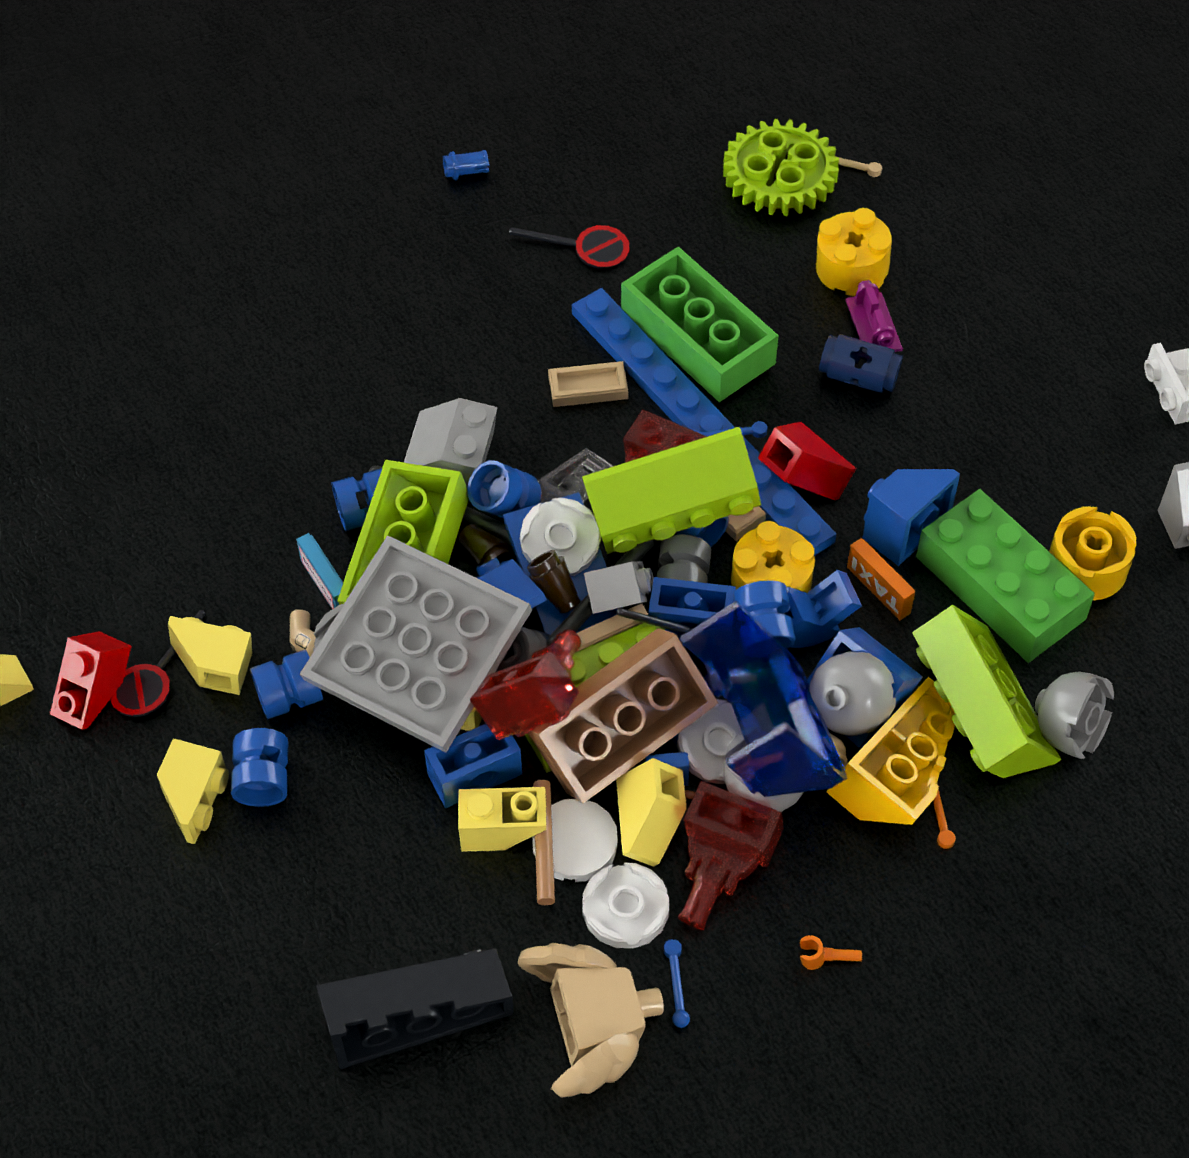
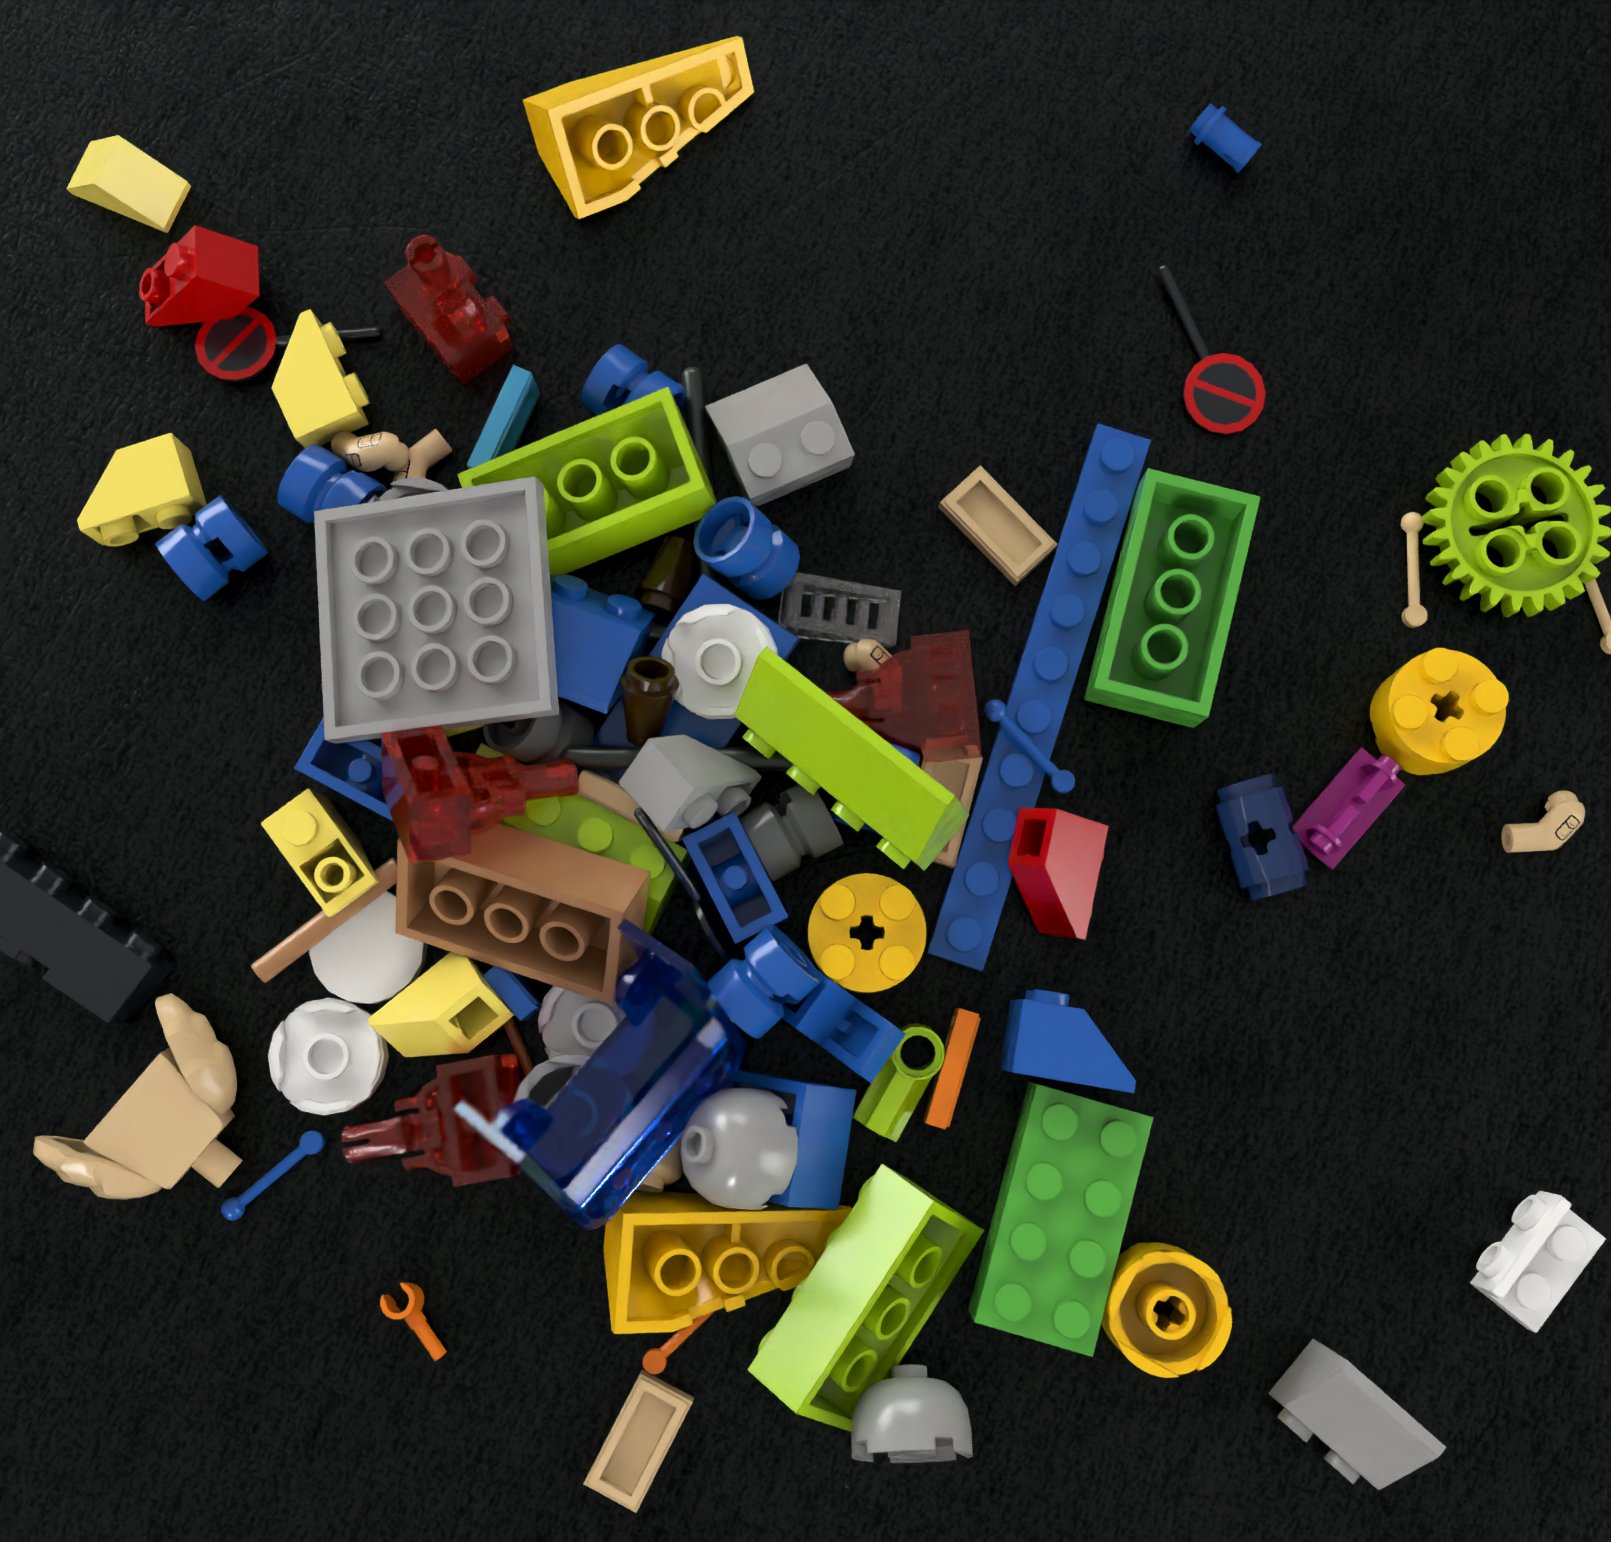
camera: 55 degrees right, 25 degrees up
(201, 412) = (625, 123): none -> yellow wedge
(228, 555) = (448, 311): none -> clear red brick
(280, 644) = (371, 451): none -> tan arm
(791, 238) = (1414, 614): none -> tan hinge
(876, 613) = (898, 1087): none -> lime piece
(952, 239) = (1552, 831): none -> tan arm
(989, 875) = (639, 1441): none -> tan tile

